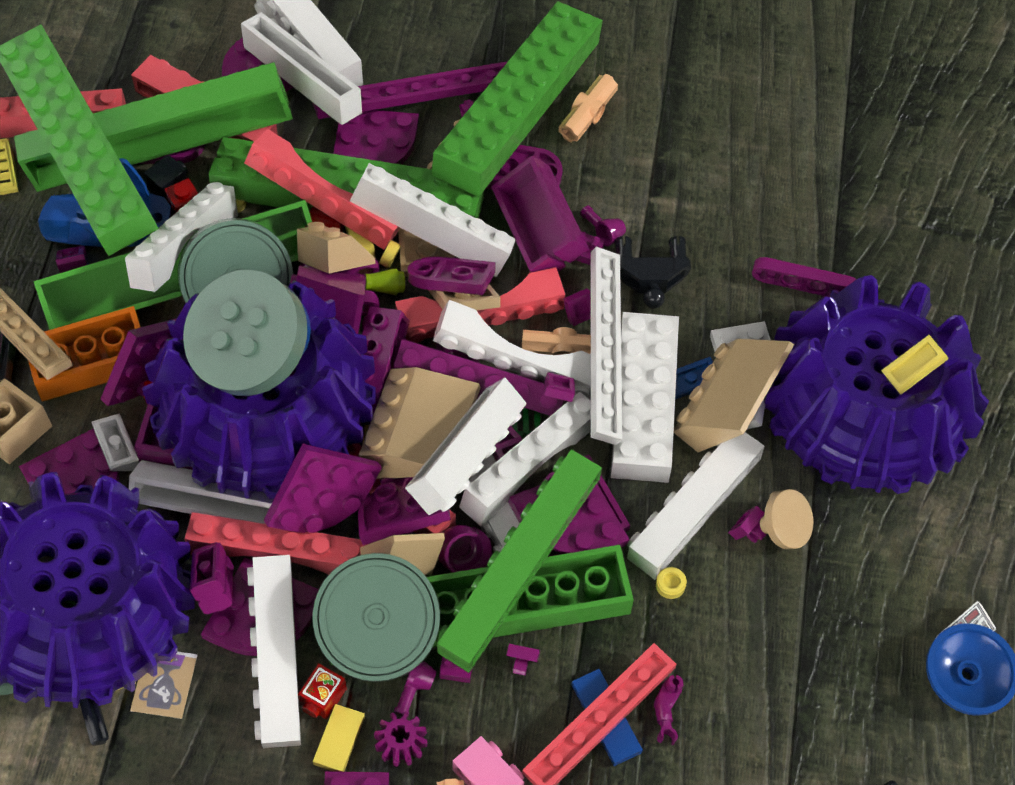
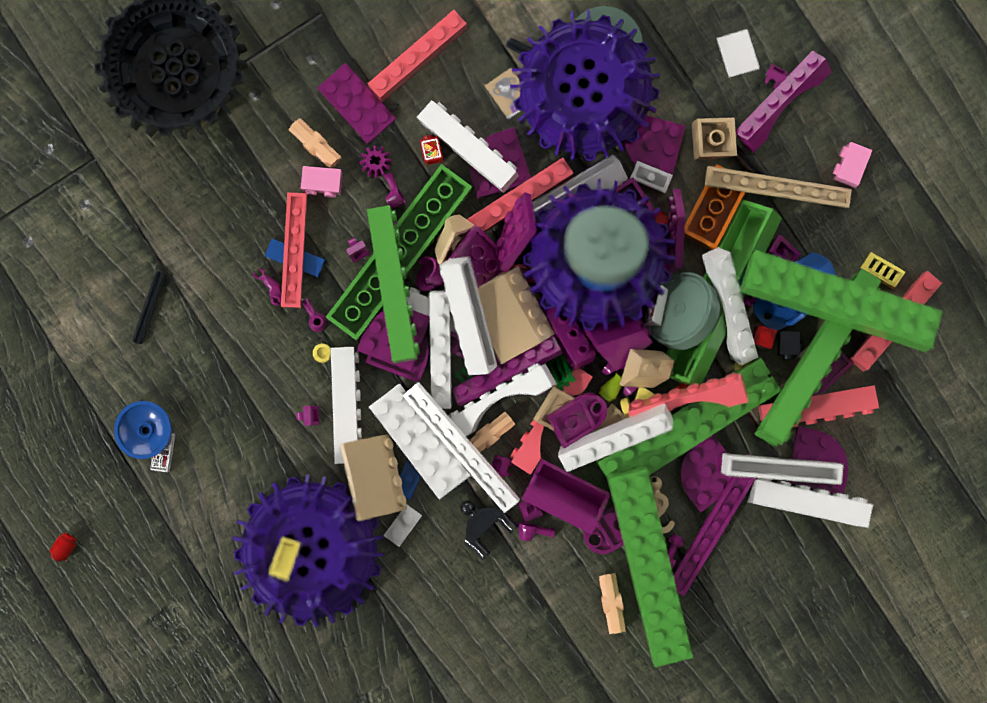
camera: 140 degrees right, 25 degrees up
(212, 578) = (530, 150): magenta brick -> none
(339, 739) = (404, 138): light yellow tile -> none
(376, 617) = (429, 193): sand green brick -> none
(419, 309) = (565, 382): none -> green tile
(559, 387) = (460, 398): magenta tile -> none
(643, 627) = (314, 315): none -> magenta bar
(777, 273) = (399, 594): magenta beam -> none
(787, 519) = (291, 433): tan tile -> none

